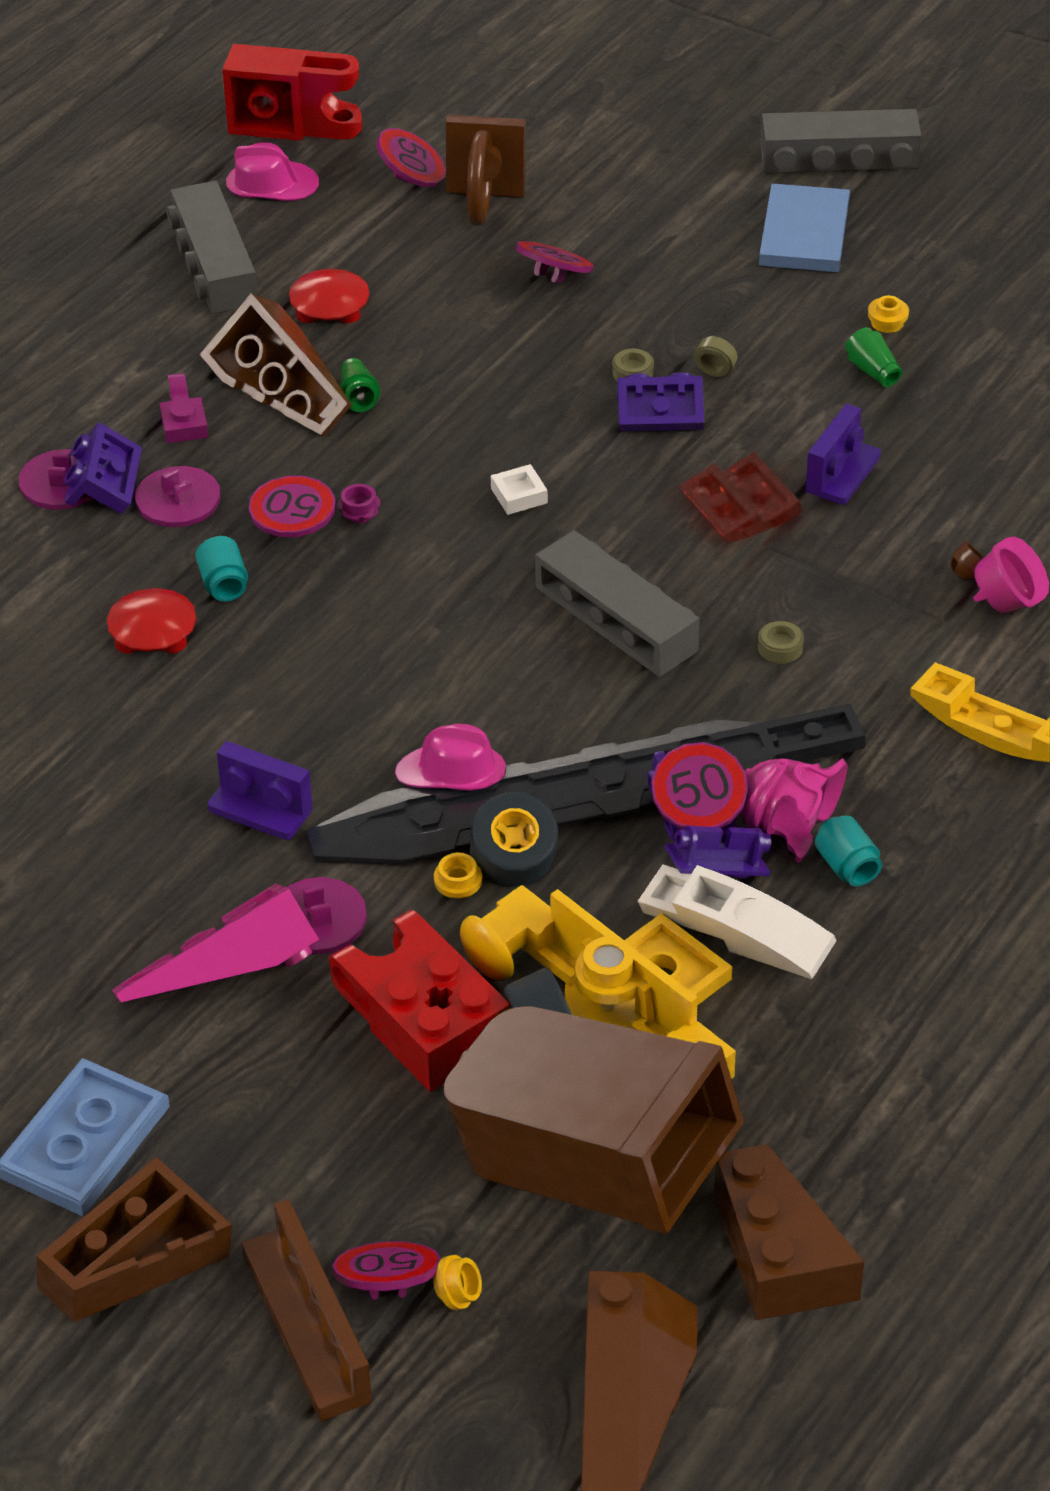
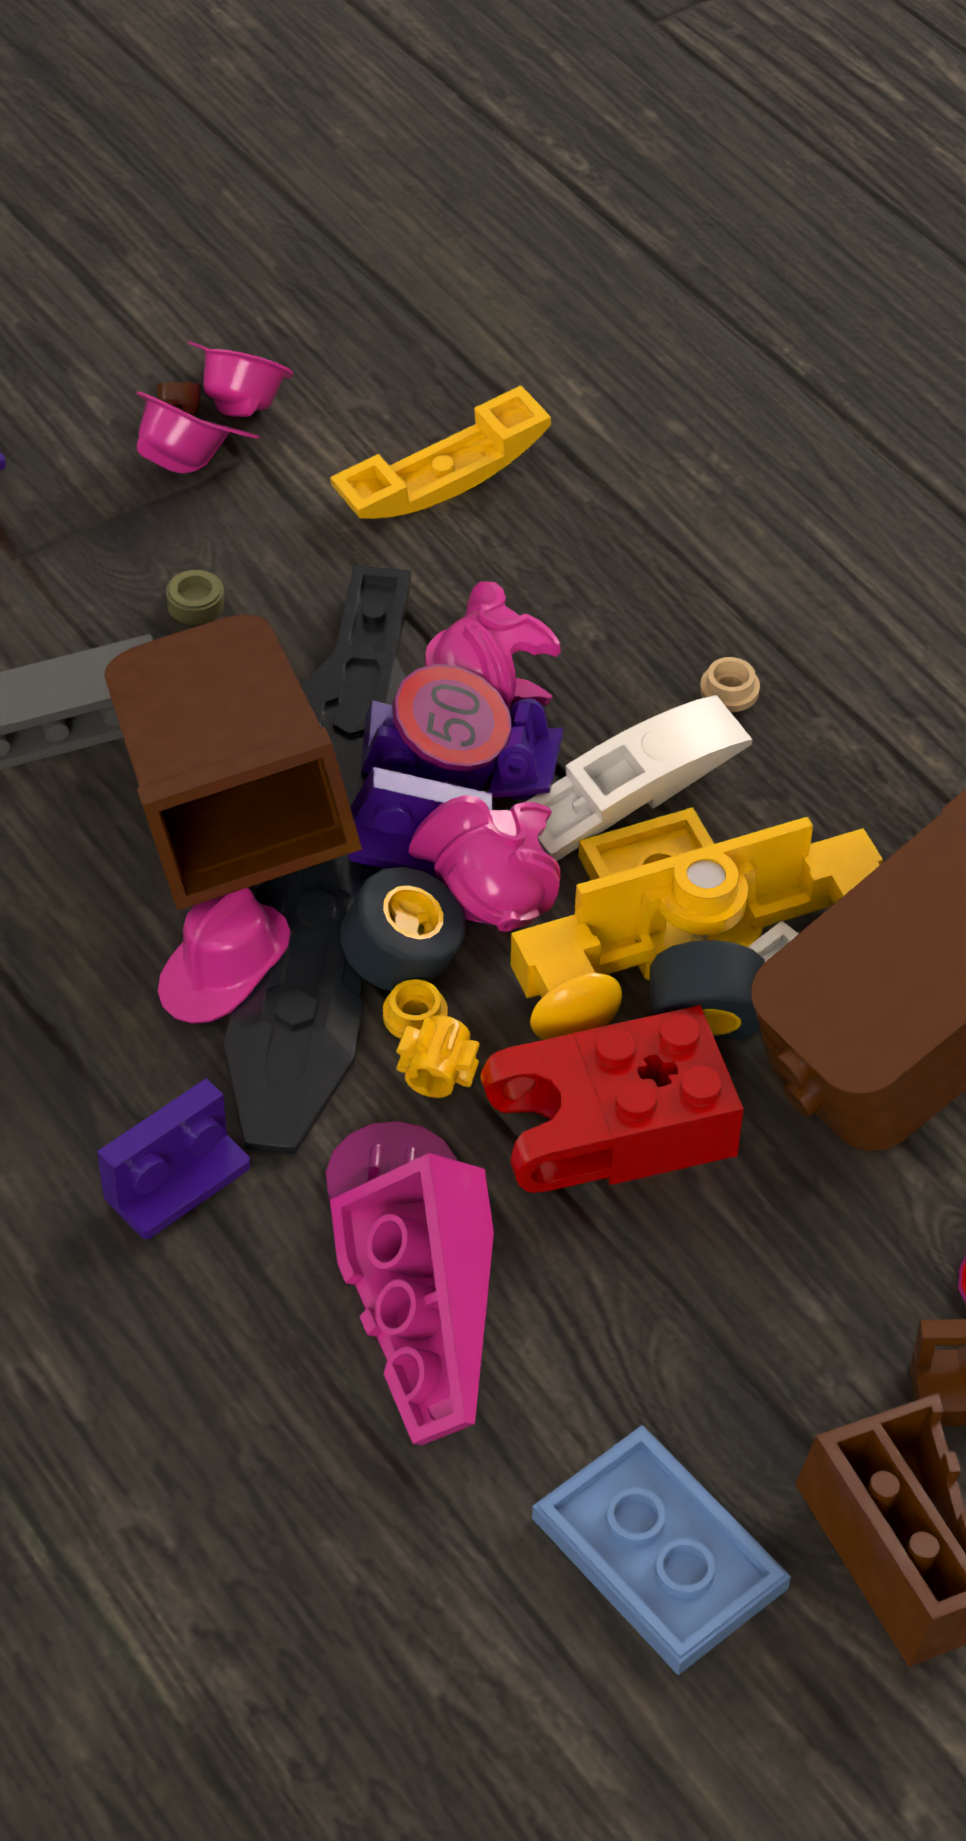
camera: 70 degrees left, 5 degrees up
(415, 891) = (437, 1056): none -> yellow gear
(575, 678) = (228, 759): none -> reddish brown piece
(586, 858) = (491, 859): none -> dark pink helmet
(602, 814) = (392, 809): none -> dark purple bracket
(848, 850) = (584, 648): teal brick -> none
(875, 954) = (732, 682): none -> tan plate
(927, 573) = (177, 438): none -> dark pink piece

